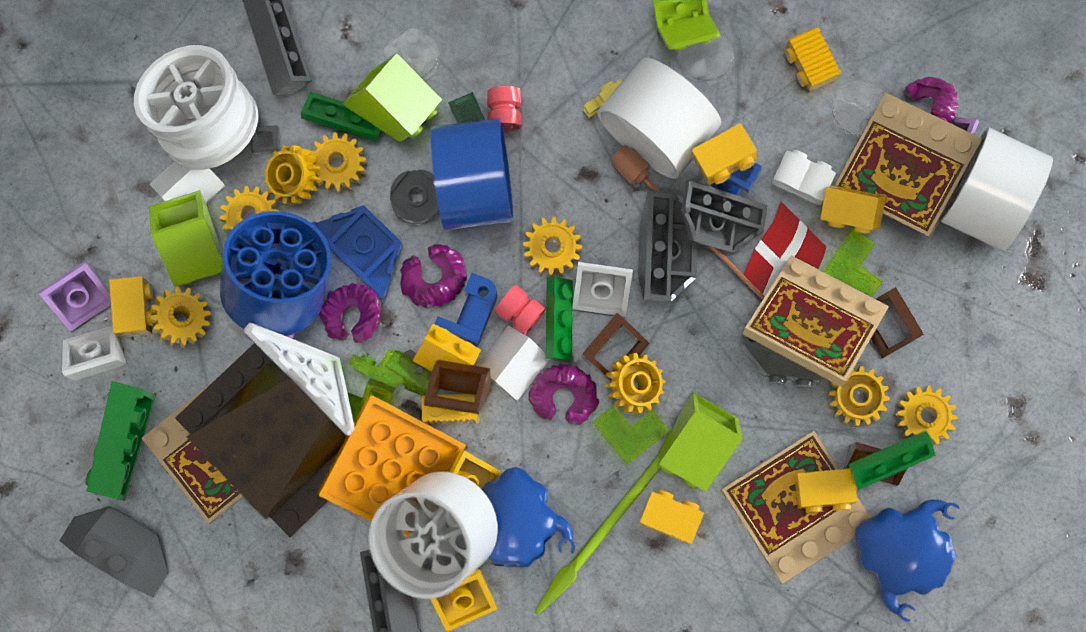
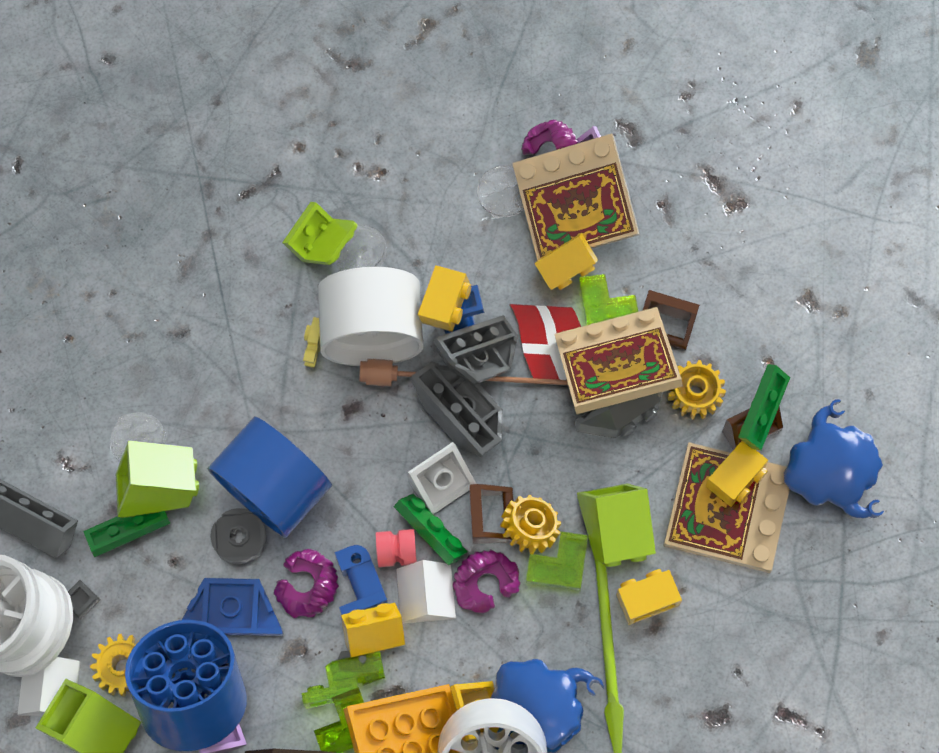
camera: 45 degrees left, 10 degrees down
(291, 174) = (139, 599): yellow gear -> none
(312, 370) = (282, 731): white tile -> none
(348, 171) = (154, 579): yellow gear -> none
(351, 296) = (258, 653): magenta piece -> none
(434, 415) = (412, 667): yellow brick -> none
(461, 379) = (401, 636): reddish brown tile -> none
(465, 109) = (216, 439): clear green brick -> none
(504, 105) = (242, 408): coral wheel -> none
(548, 233) = (377, 495): yellow gear -> none
(803, 177) = (510, 272): white brick -> none
(812, 59) = (438, 186): yellow brick -> none
(935, 404) = (752, 347): yellow gear -> none
(998, 190) = (657, 159): white wheel -> none

